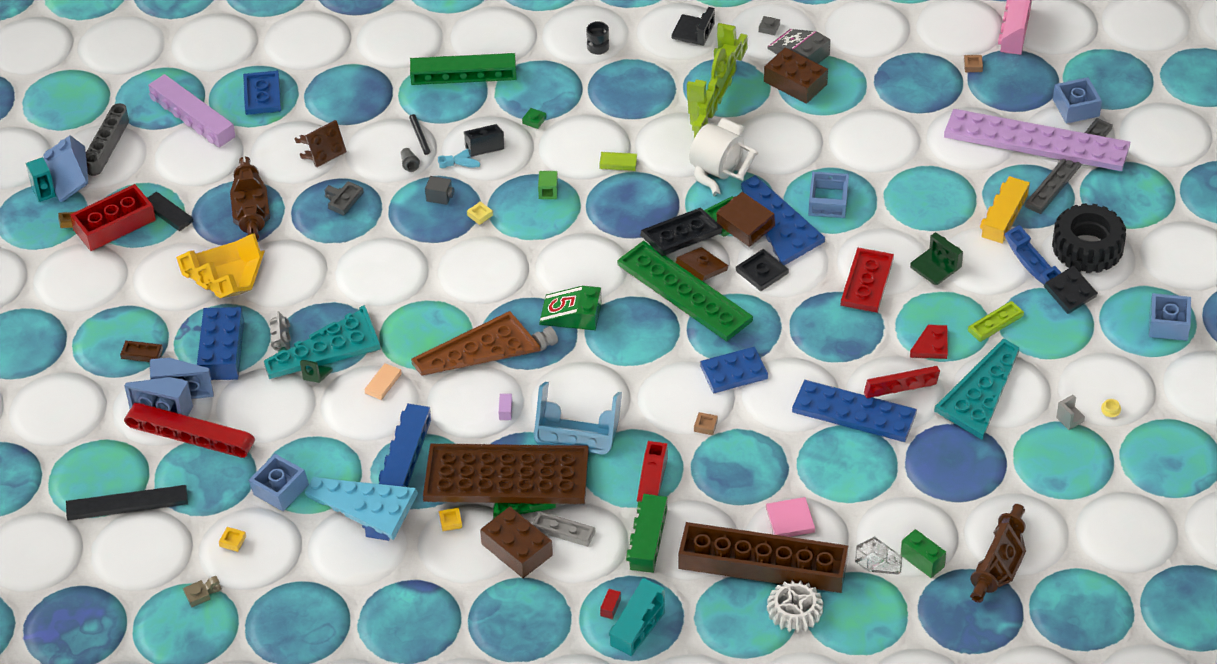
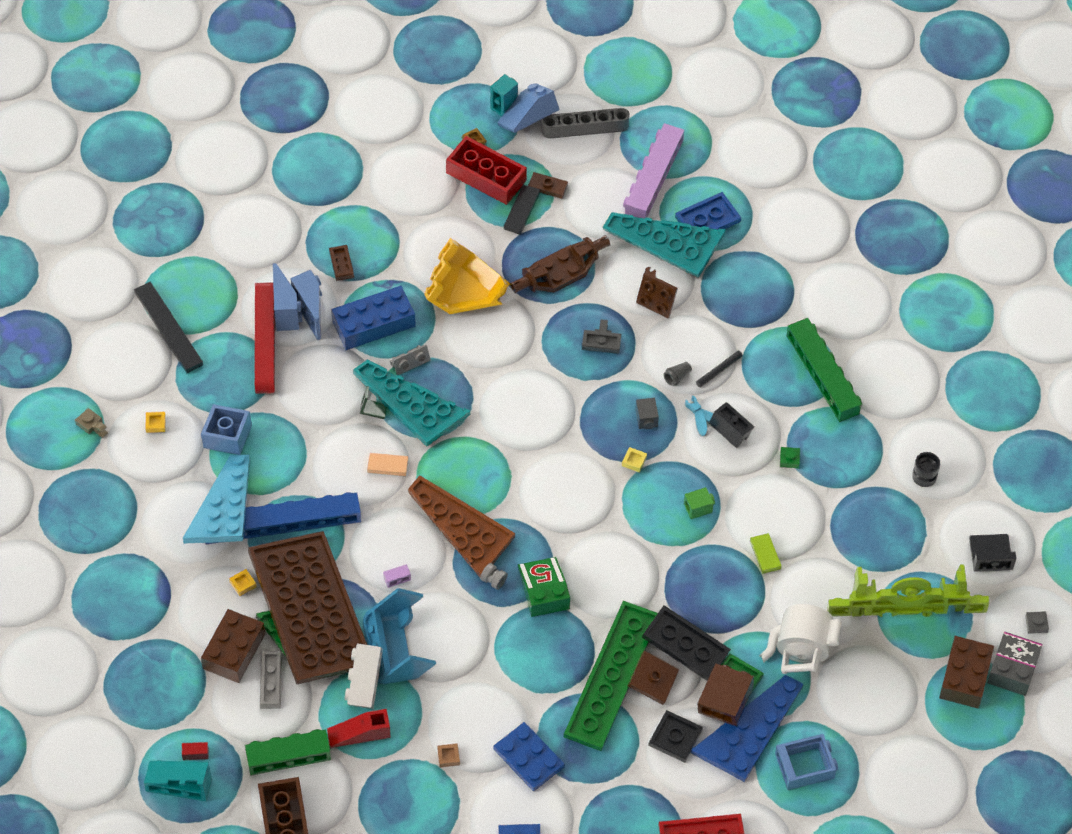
camera: 65 degrees right, 10 degrees up
(158, 183) = (548, 185): none -> reddish brown plate
(273, 120) = (671, 241): none -> teal wing
(603, 450) = (364, 676): none -> white brick

